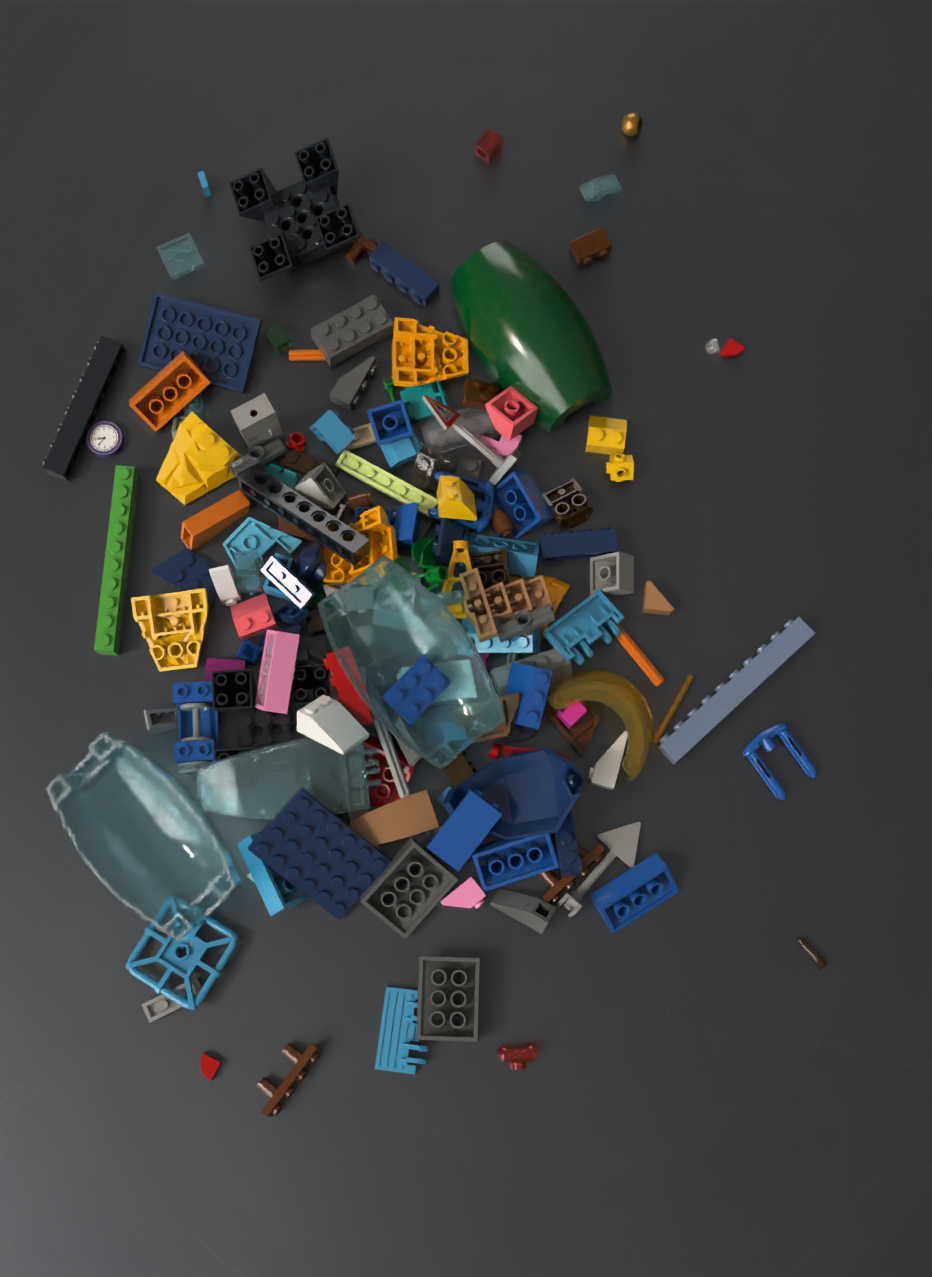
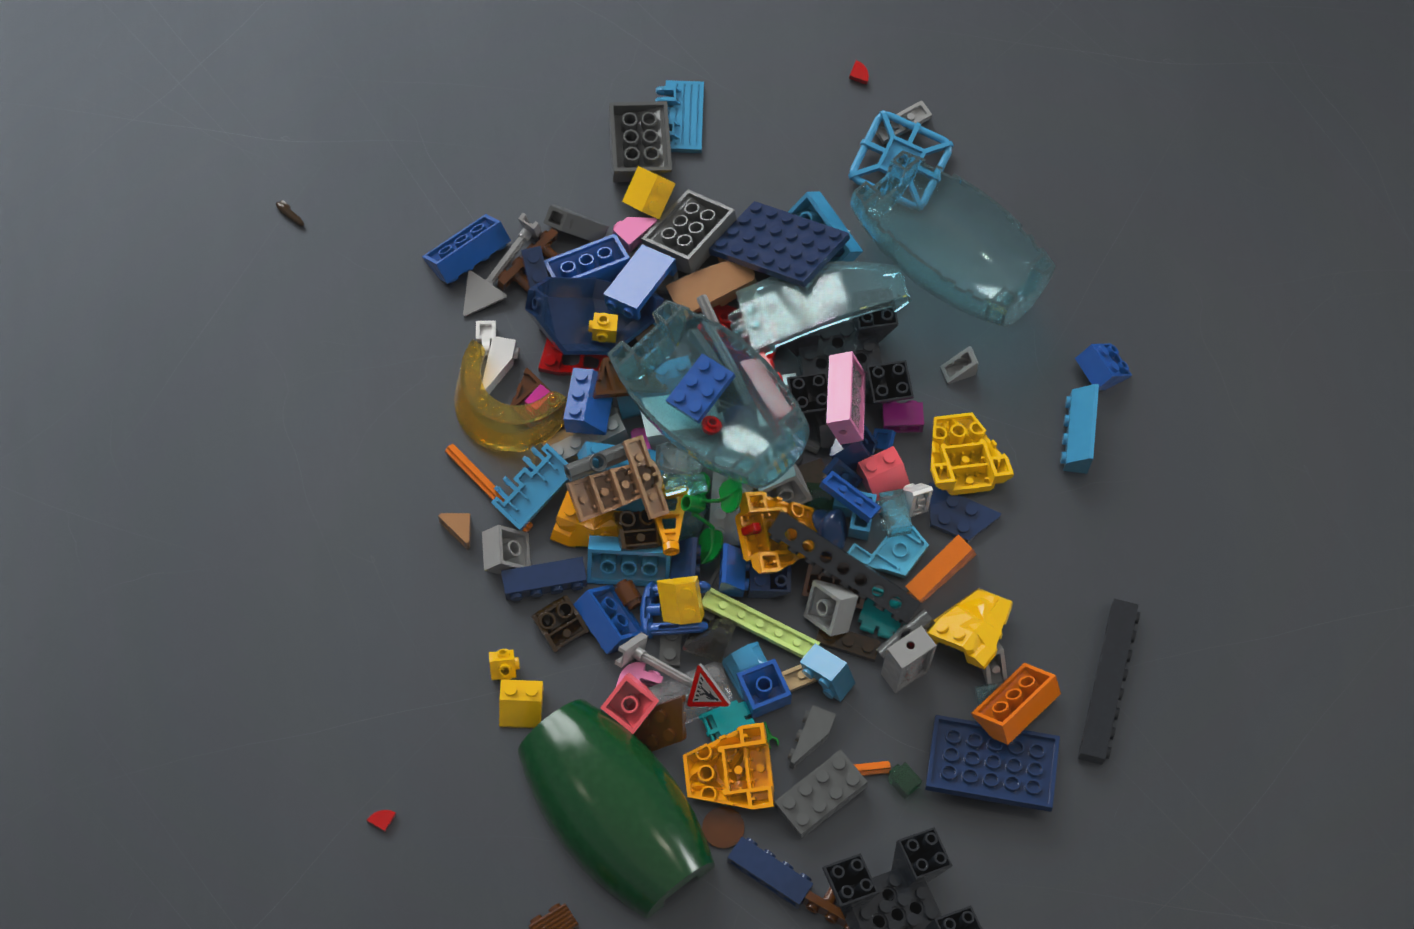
camera: 170 degrees right, 10 degrees down
(24, 707) = (1103, 365): none -> blue slope
(58, 641) = (1081, 429): none -> dark azure slope
(104, 439) = (1079, 652): tile -> none
(116, 561) = (1038, 520): bright green brick -> none
(180, 256) = (1035, 871): clear light blue plate -> none
(197, 727) = (918, 345): blue piece -> none
(296, 437) = (871, 661): red plate -> none
(298, 1073) = (783, 58): reddish brown plate -> none
(330, 725) = (782, 344): white slope -> none
(360, 499) = (787, 604): reddish brown brick -> none
(383, 548) = (752, 529): none -> red tile
(415, 651) = (711, 425): none -> red plate
(440, 315) = (723, 827): none -> reddish brown piece
(445, 932) = (648, 192): none -> yellow slope
(499, 788) = (604, 327): none -> yellow brick
(517, 1056) = (569, 102): clear red piece -> none
(619, 798) = (484, 333): none -> white plate
(673, 708) = (434, 424): pearl gold bar -> none
(712, 346) = (403, 818): clear hinge -> none
(736, 690) = (368, 446): sand blue brick -> none
(765, 739) = (338, 400): blue piece -> none

